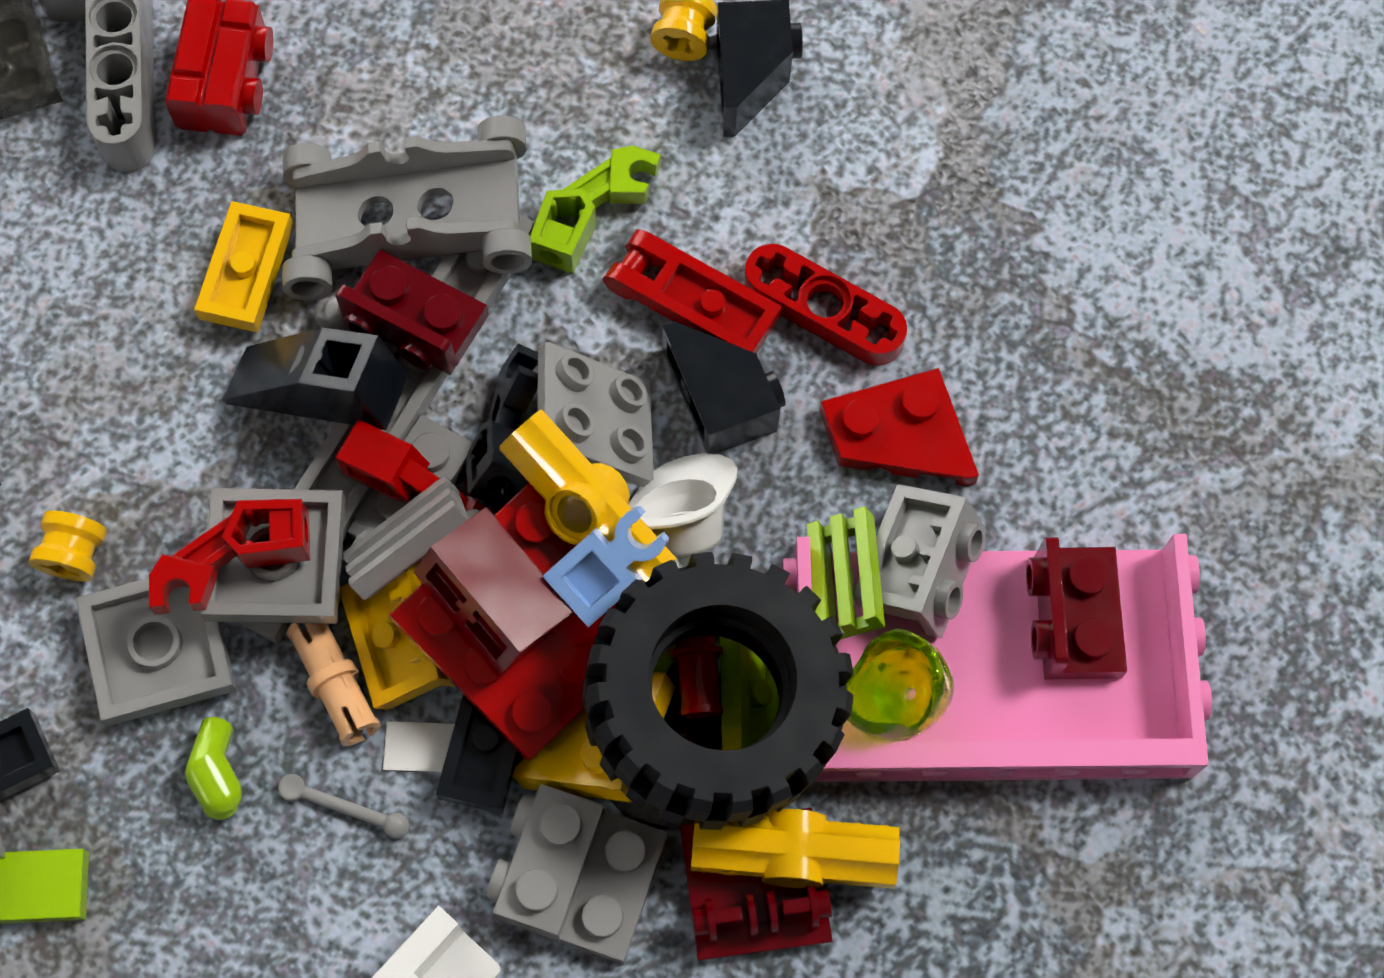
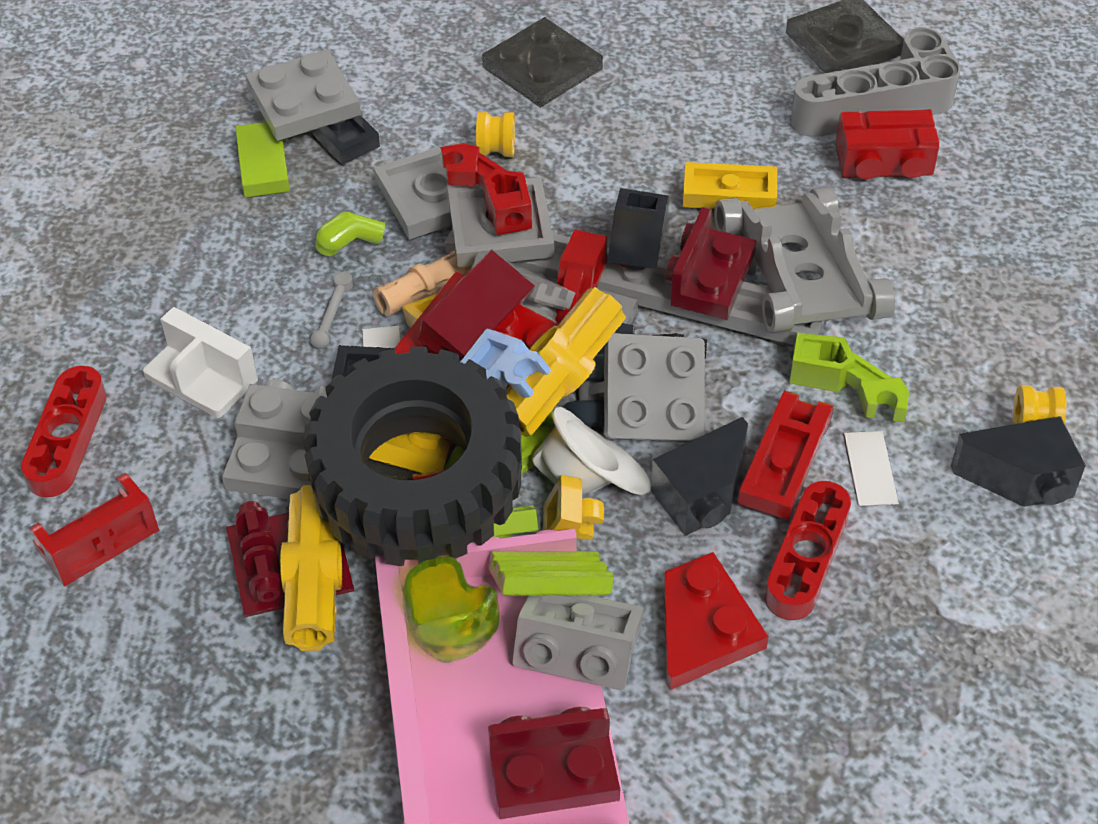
camera: 85 degrees right, 20 degrees down
(714, 217) = (871, 468): none -> white sticker
(753, 539) = (567, 510): none -> yellow tile

